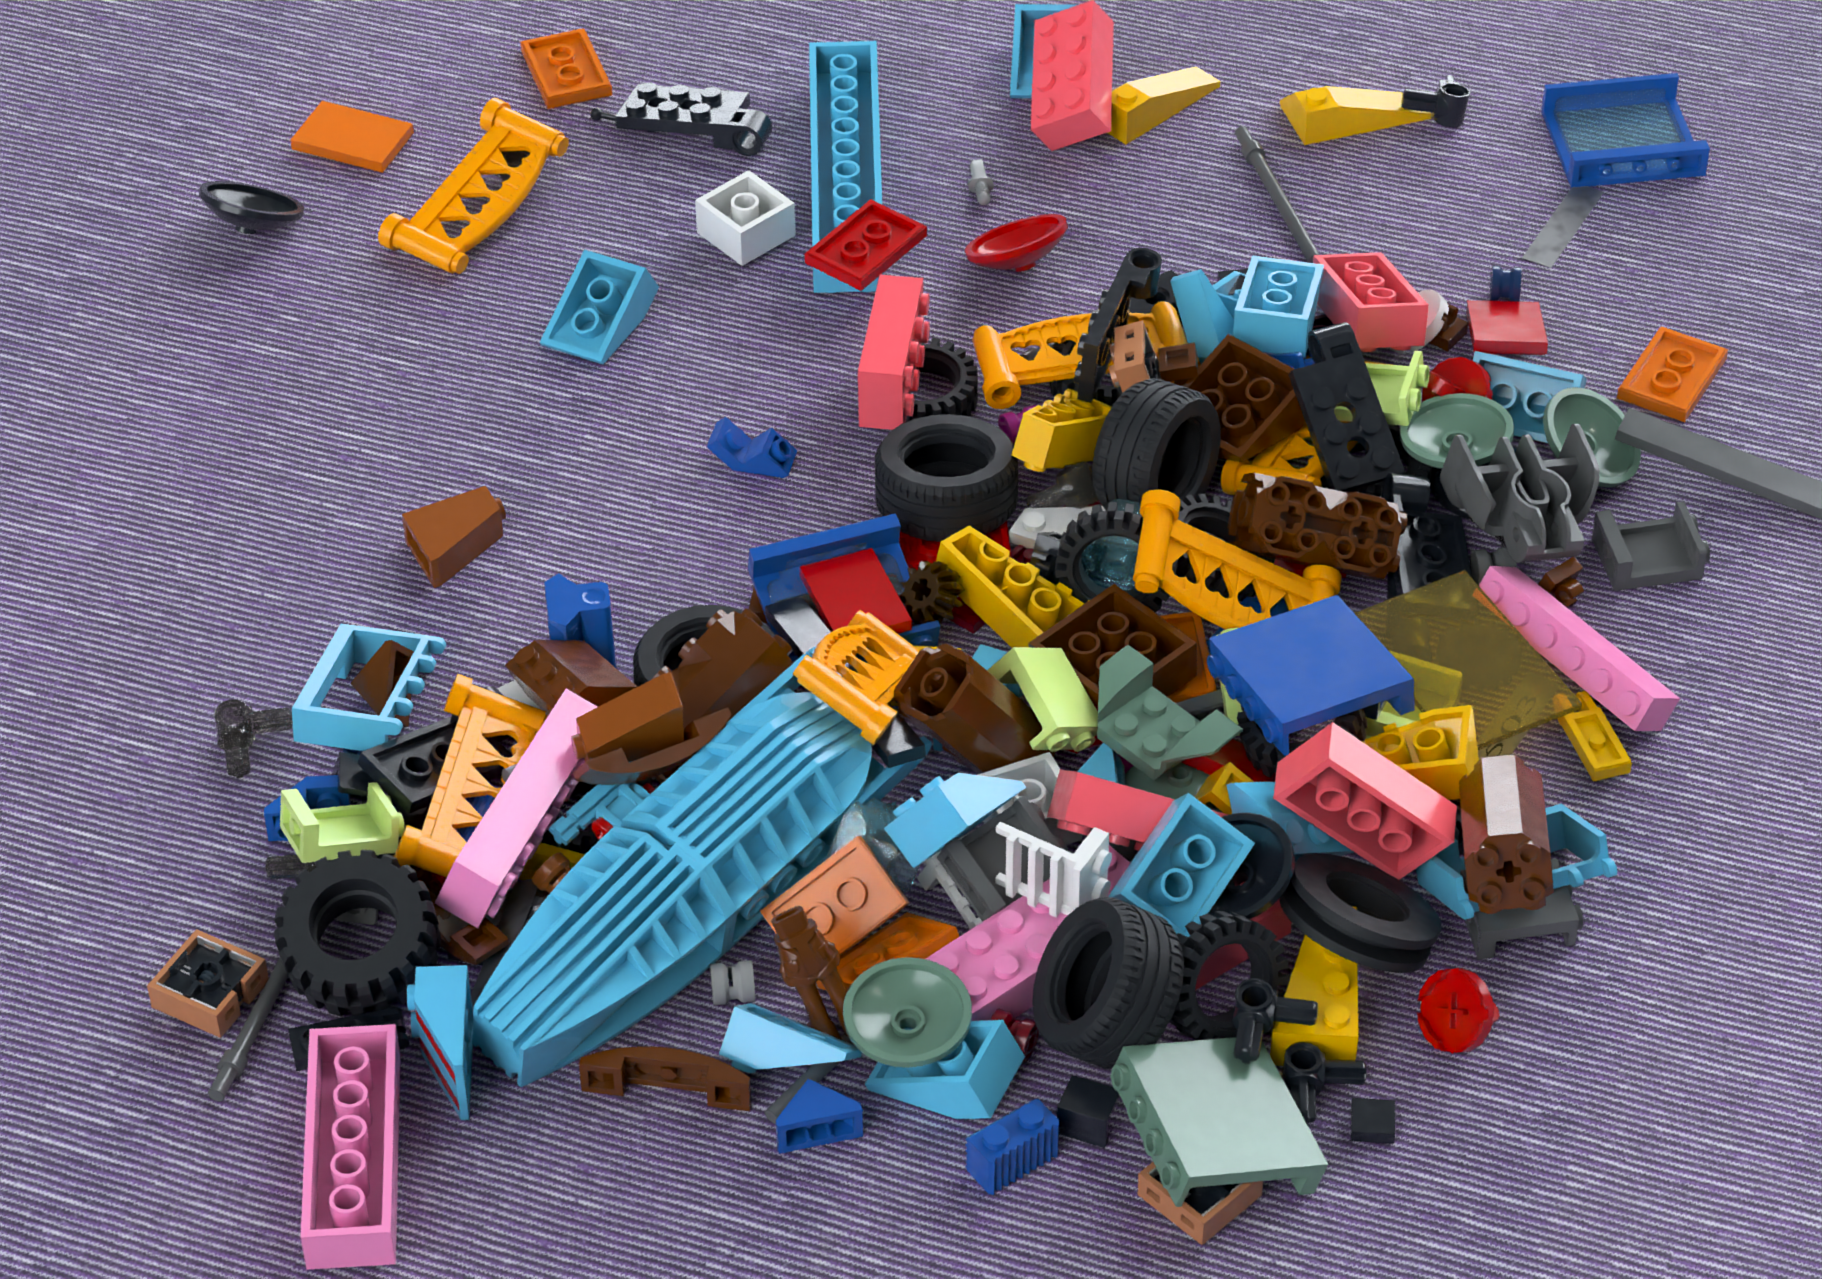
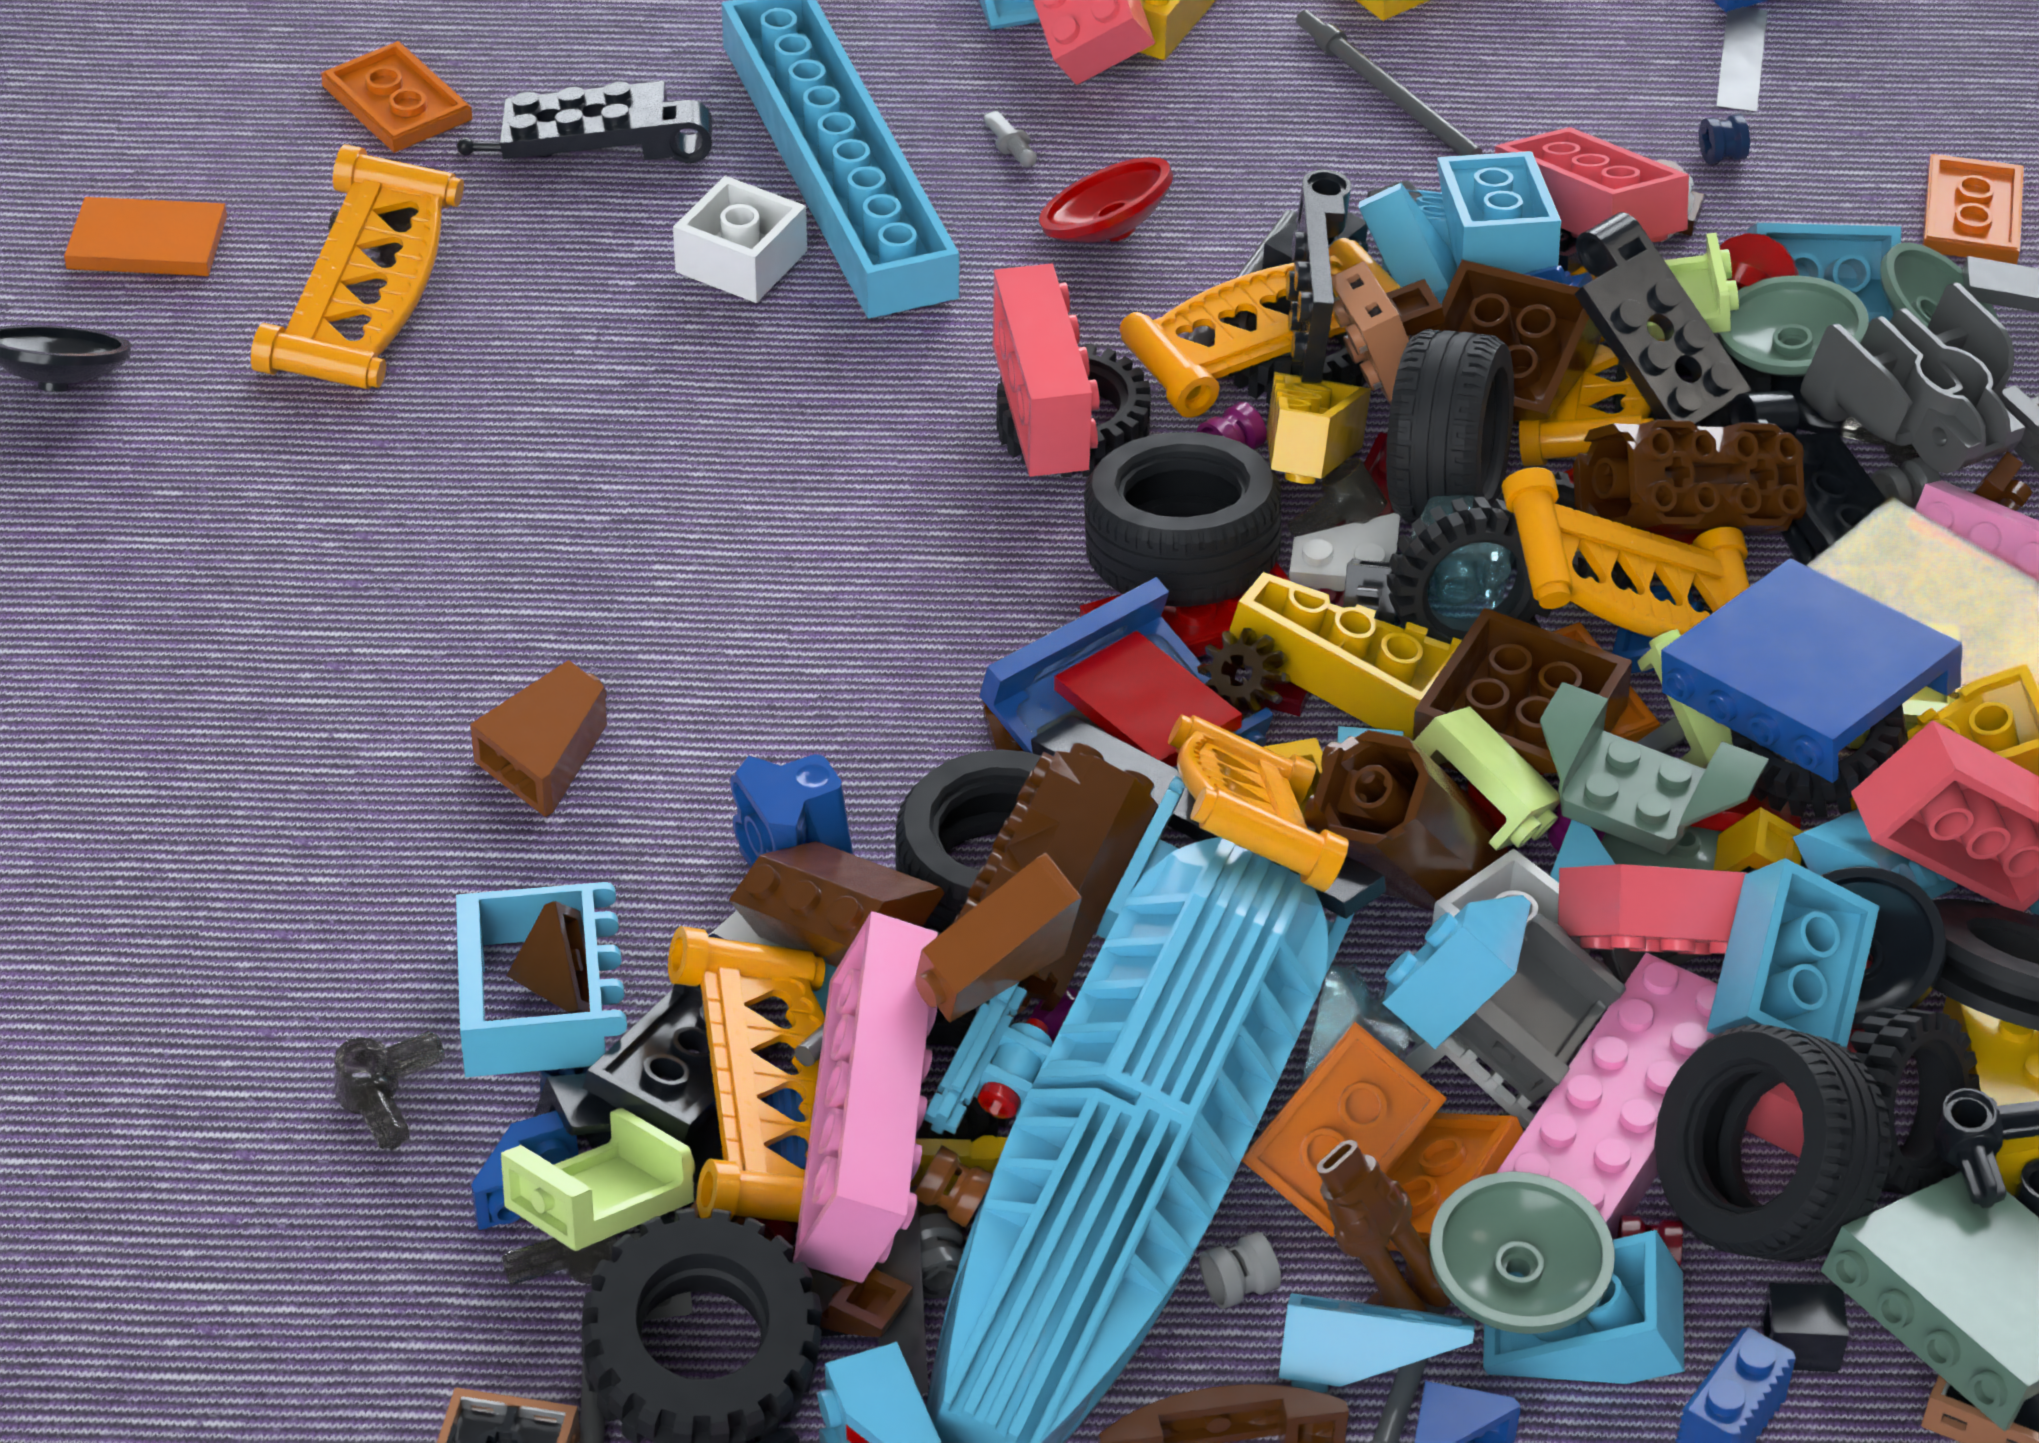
camera: 20 degrees left, 0 degrees up
(599, 307) = (600, 392): medium azure slope -> none
(615, 769) = (1006, 1004): reddish brown slope -> none
(764, 455) = (905, 542): blue slope -> none
(865, 244) = (929, 240): red tile -> none
(1073, 877) = (1666, 1013): white plate -> none
(1506, 327) = (1760, 190): tile -> none

